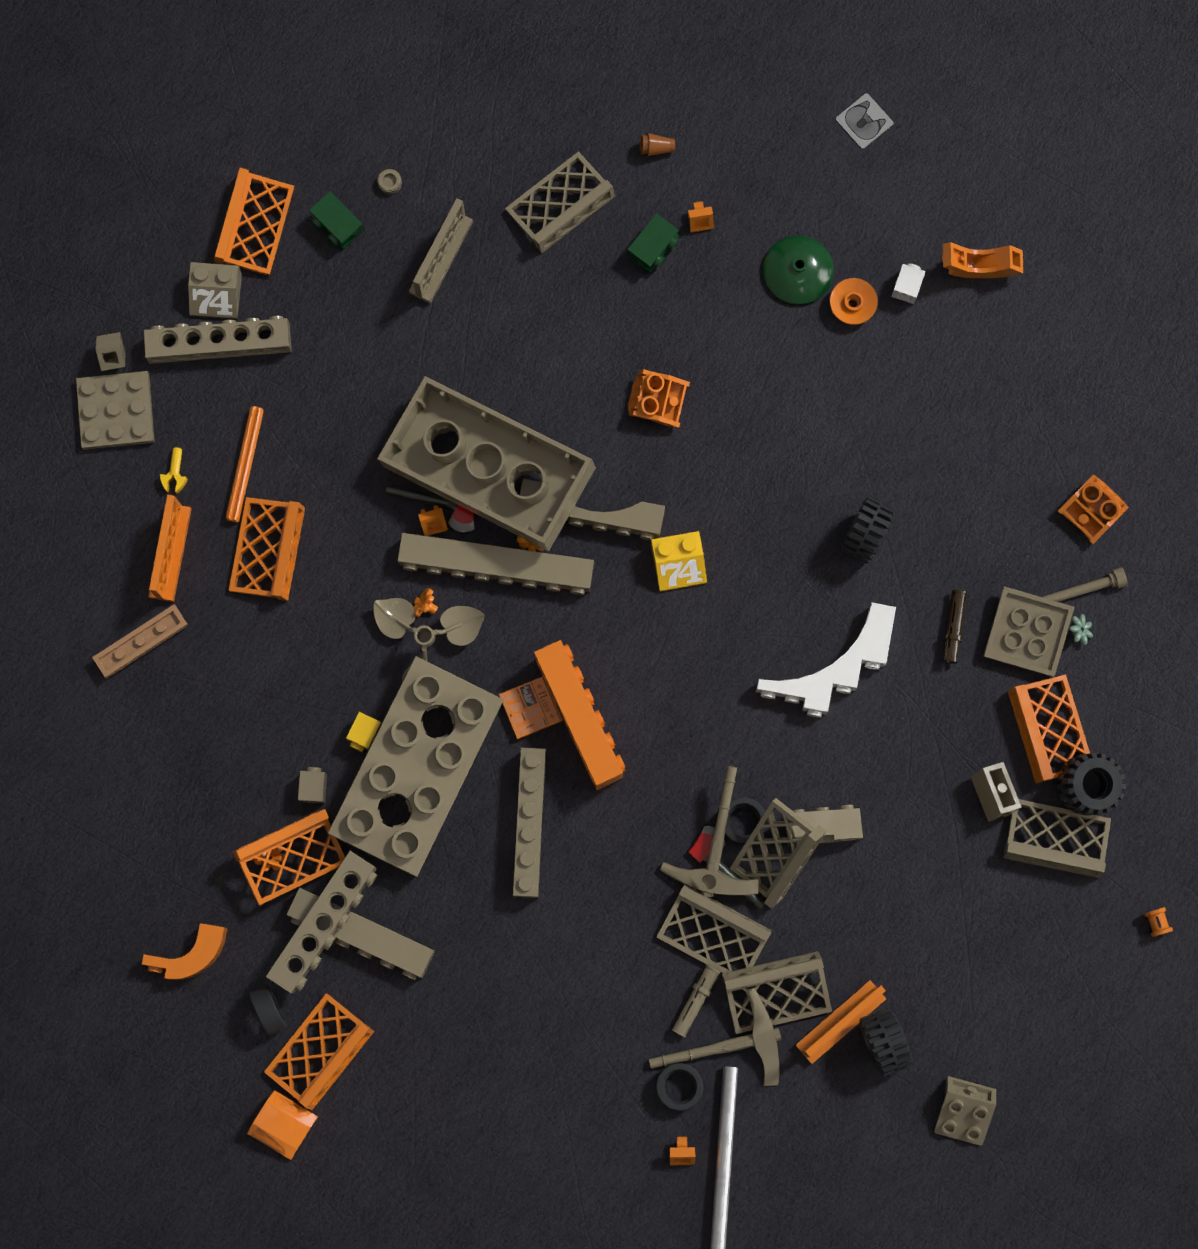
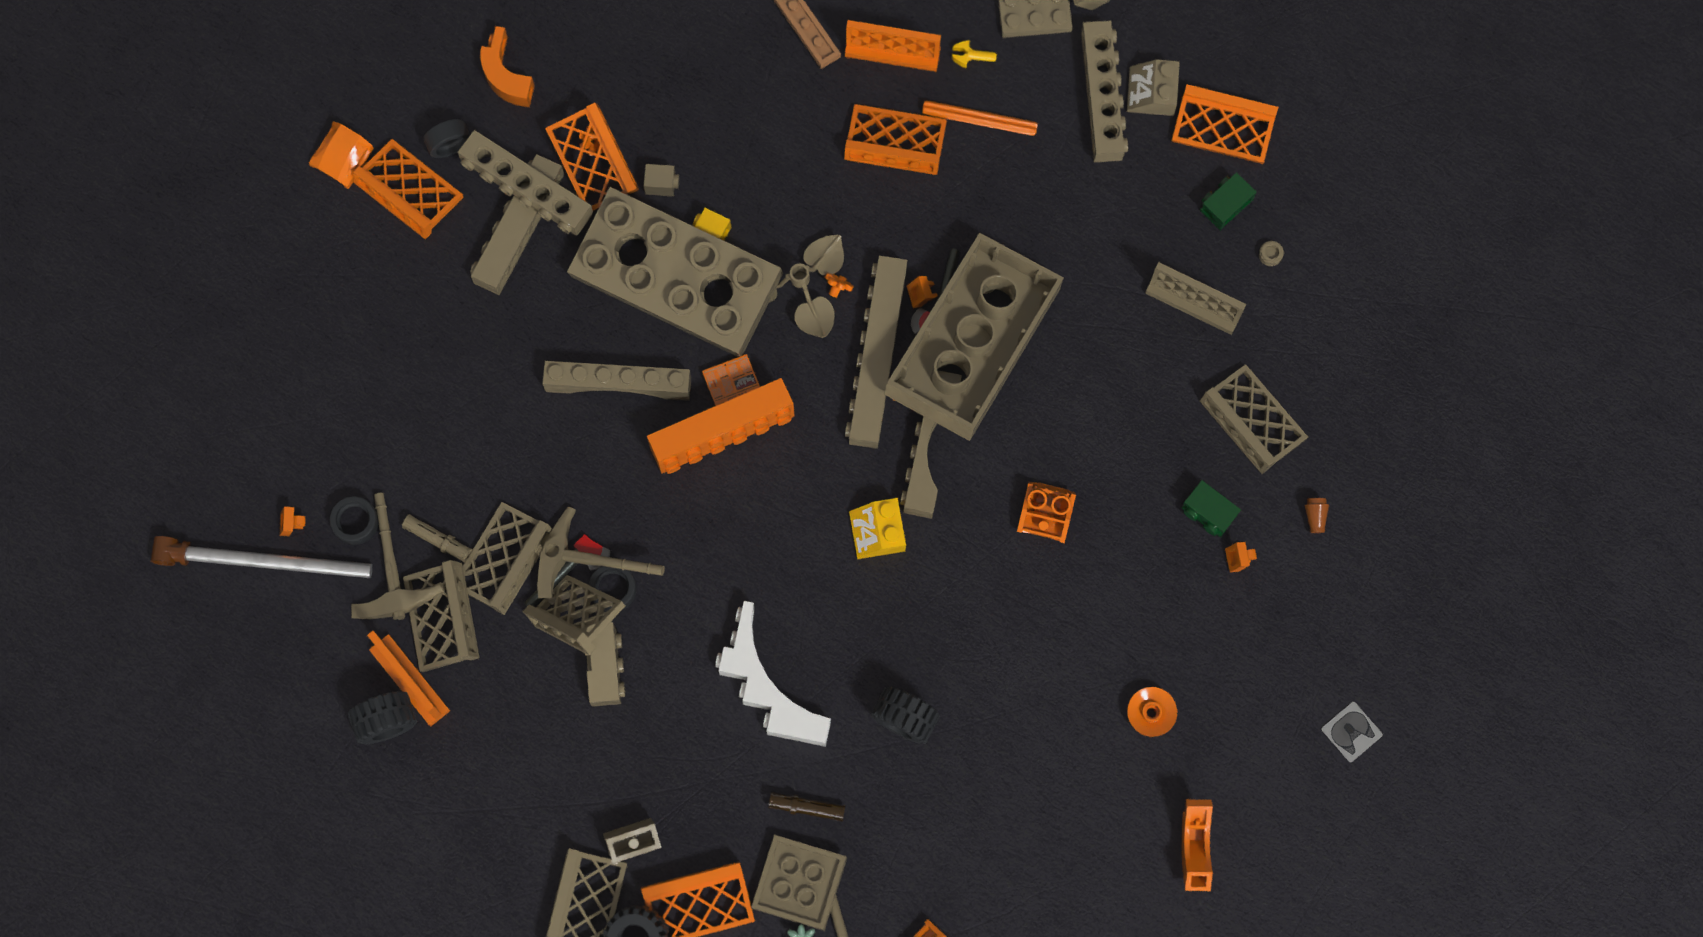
camera: 90 degrees right, 5 degrees down
(794, 284) = (1183, 674): dark green dish -> none
(908, 283) = (1173, 769): white brick -> none
(966, 1111) = (314, 801): dark tan bracket -> none

